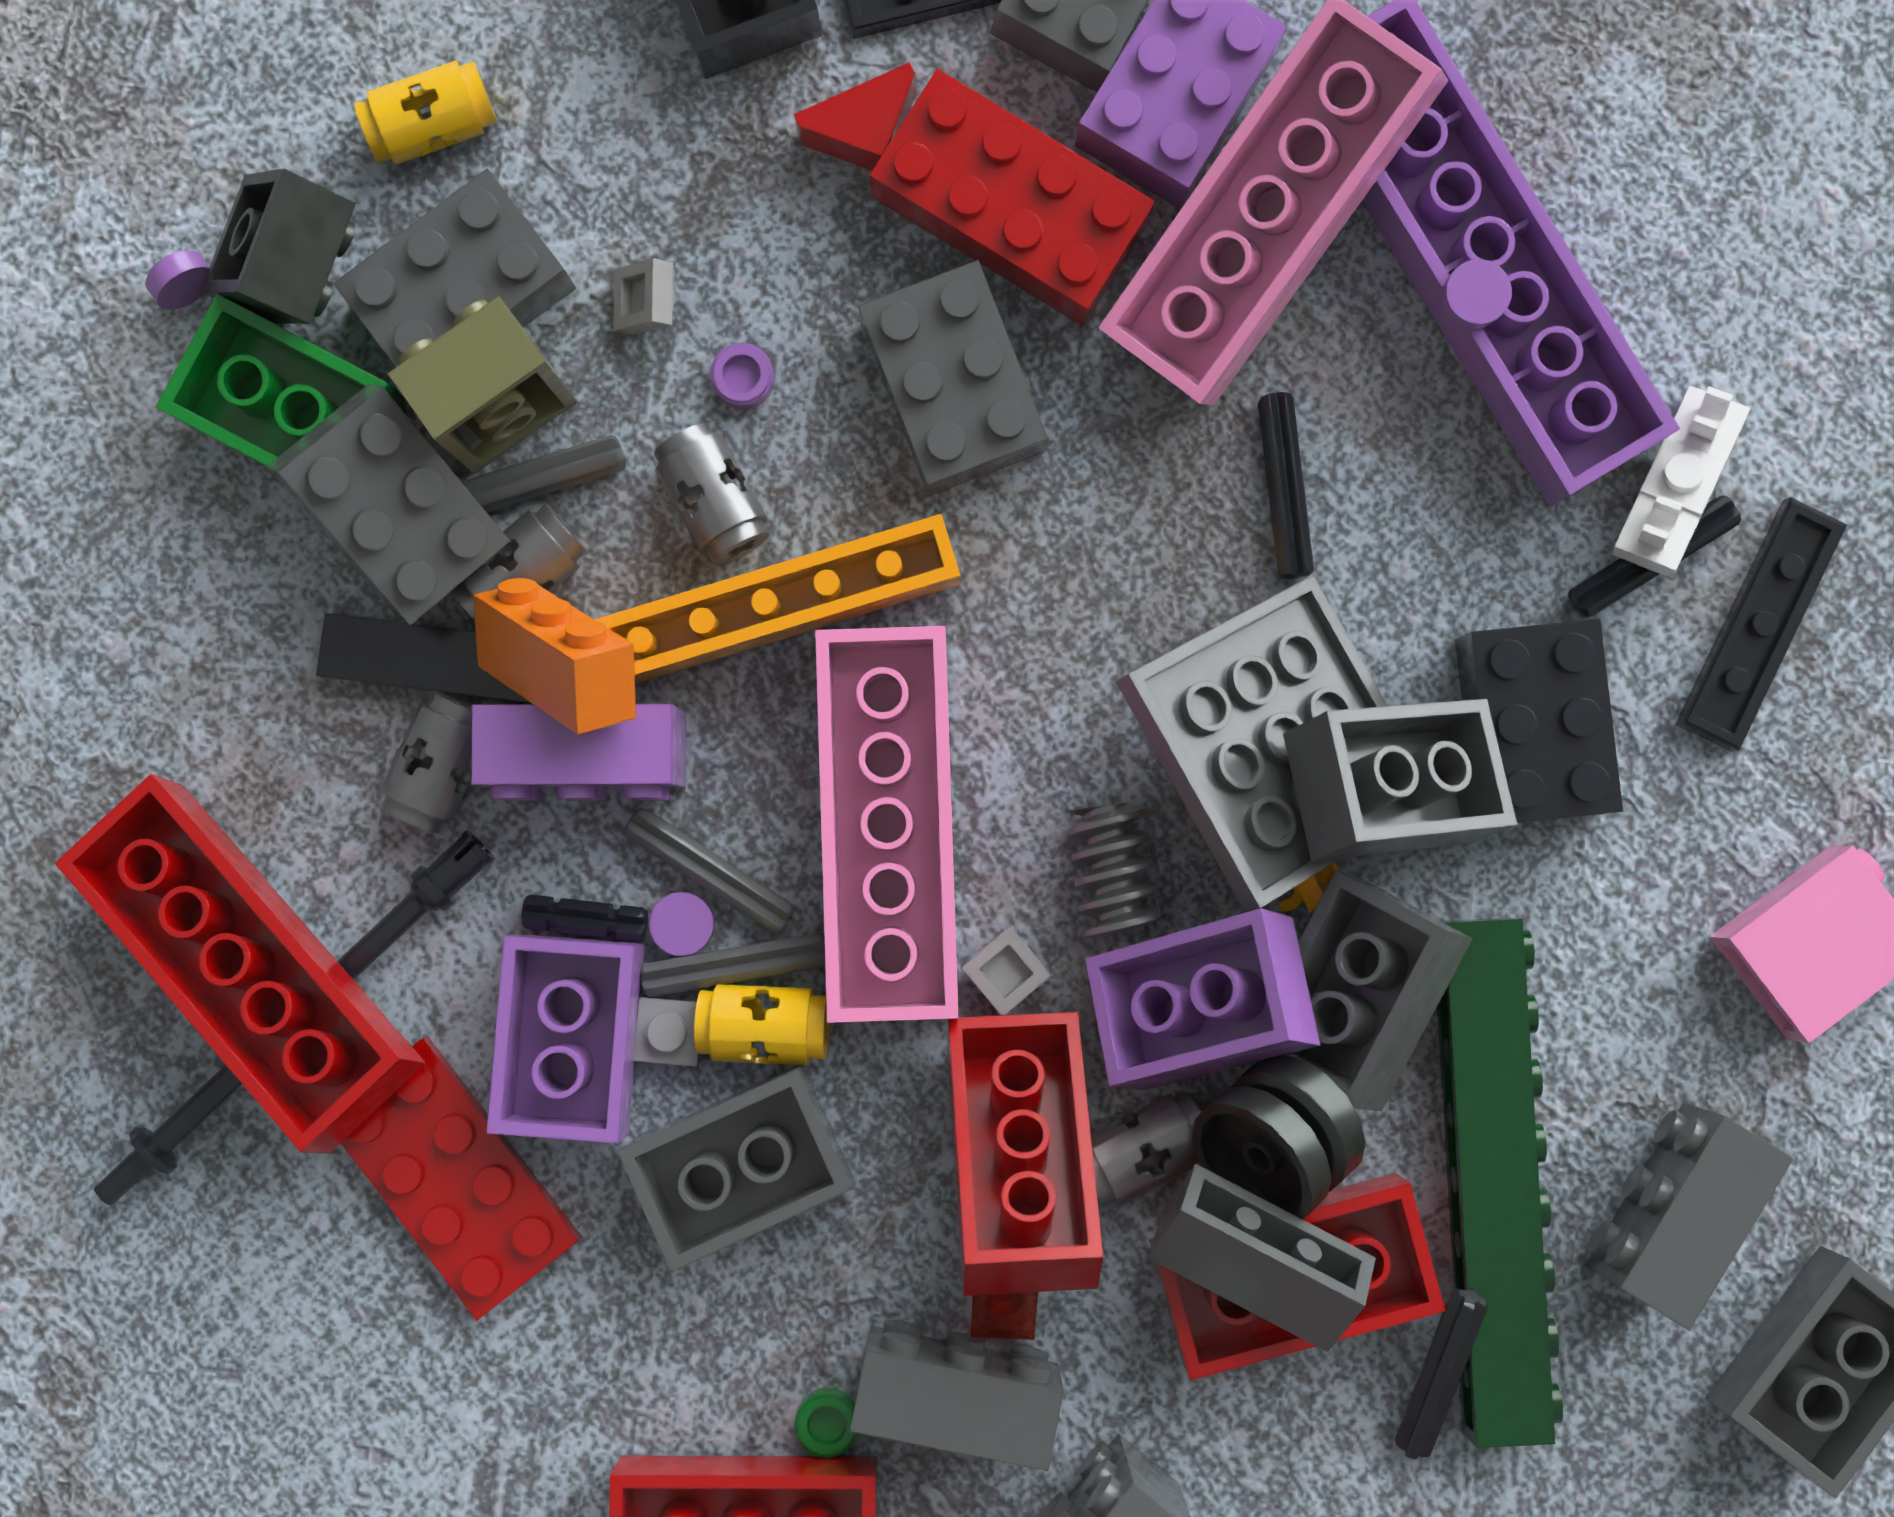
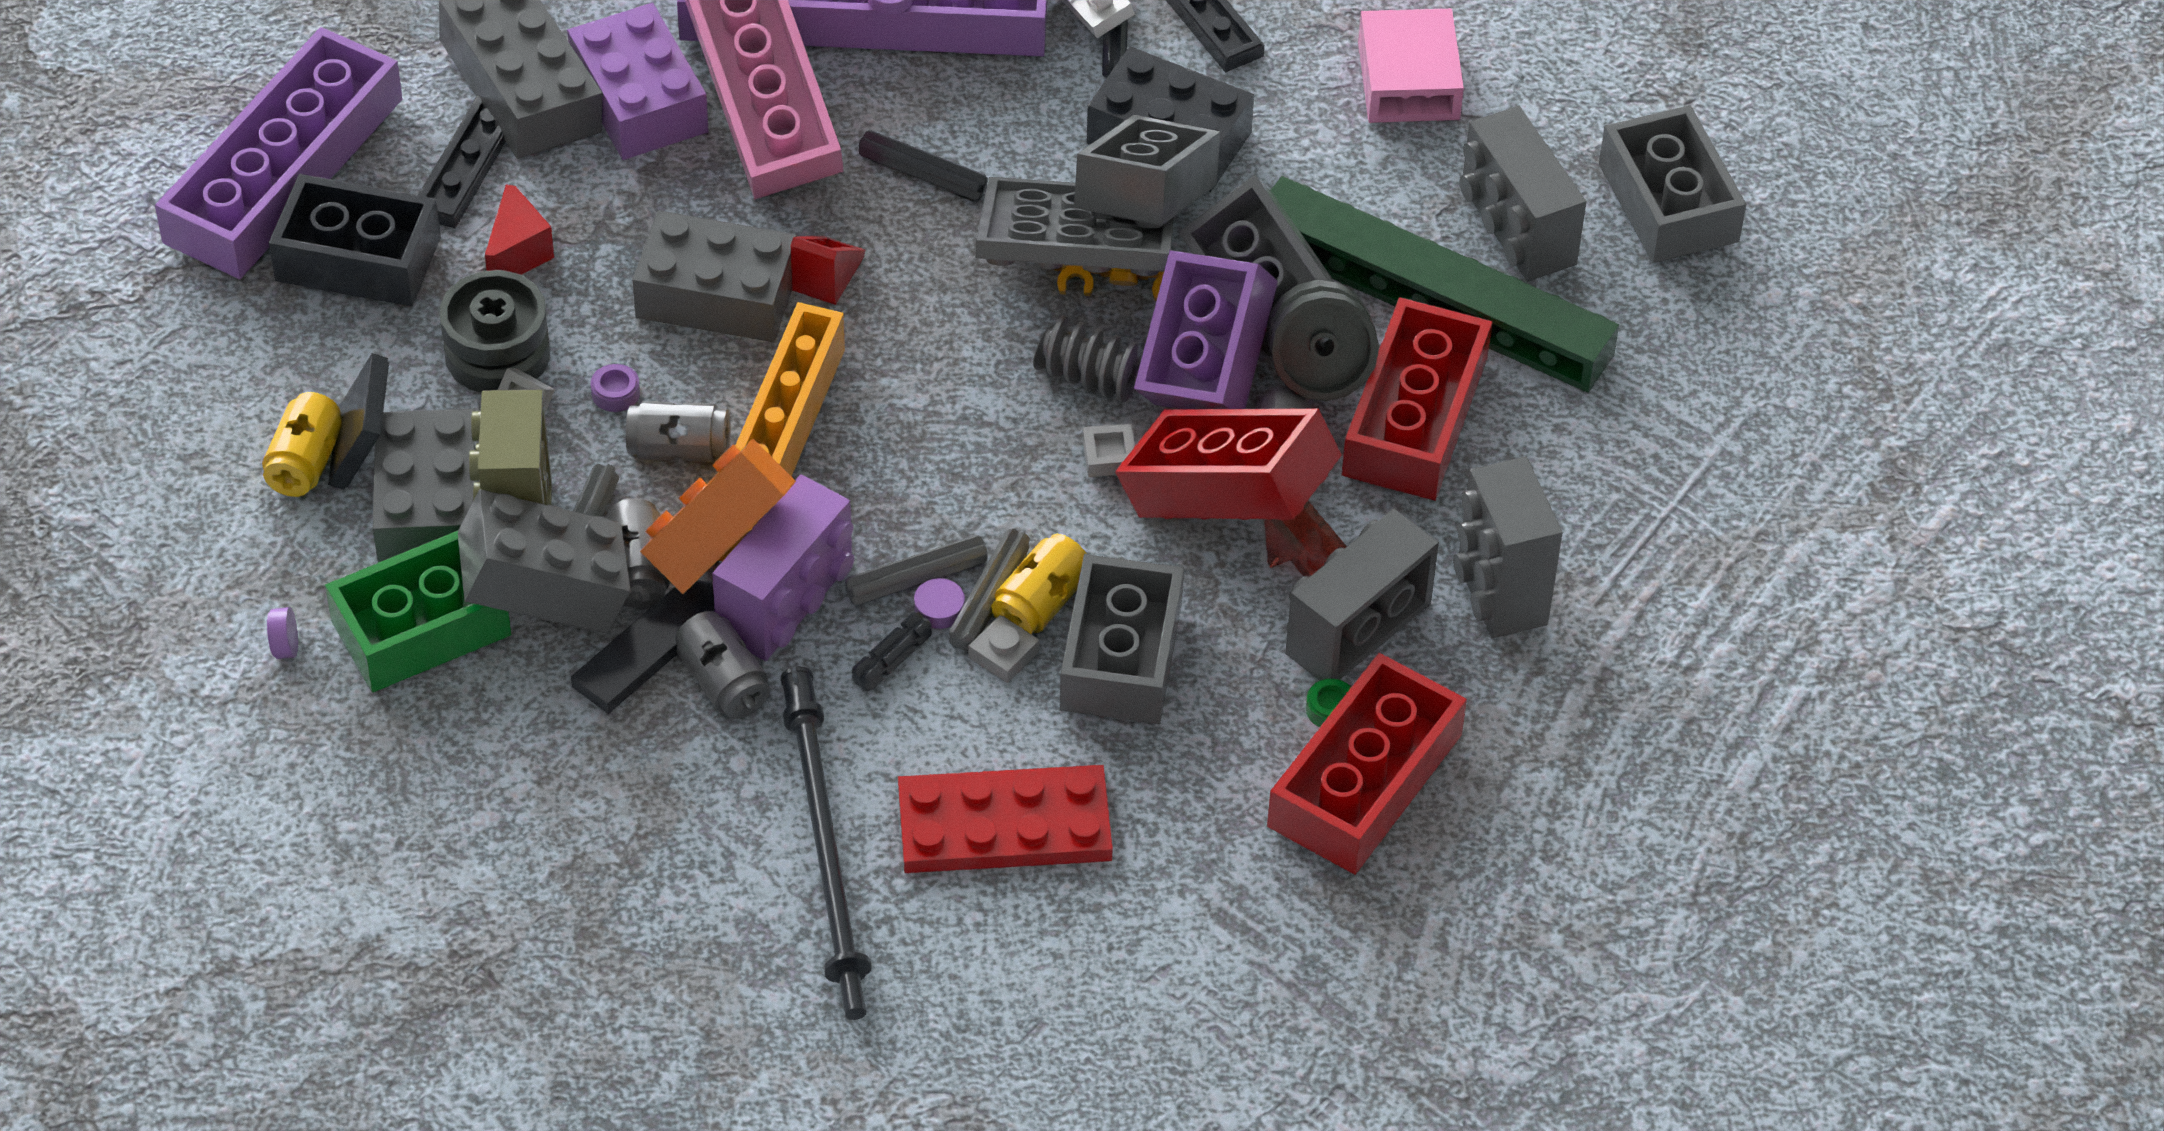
camera: 60 degrees left, 35 degrees down
(240, 965) = (766, 814): red brick -> none
(281, 247) = (317, 538): pearl dark grey brick -> none
(475, 156) = (361, 421): none -> black tile
(565, 1038) = (963, 682): medium lavender brick -> none
(698, 165) = (494, 325): none -> pearl dark grey wheel
(886, 824) = (965, 445): bright pink brick -> none
(1010, 197) = (611, 192): red brick -> none
(1066, 481) = (823, 266): none -> red slope
(1262, 1258) = (1385, 368): dark grey brick -> none
(1441, 1372) = (1535, 360): black axle -> none

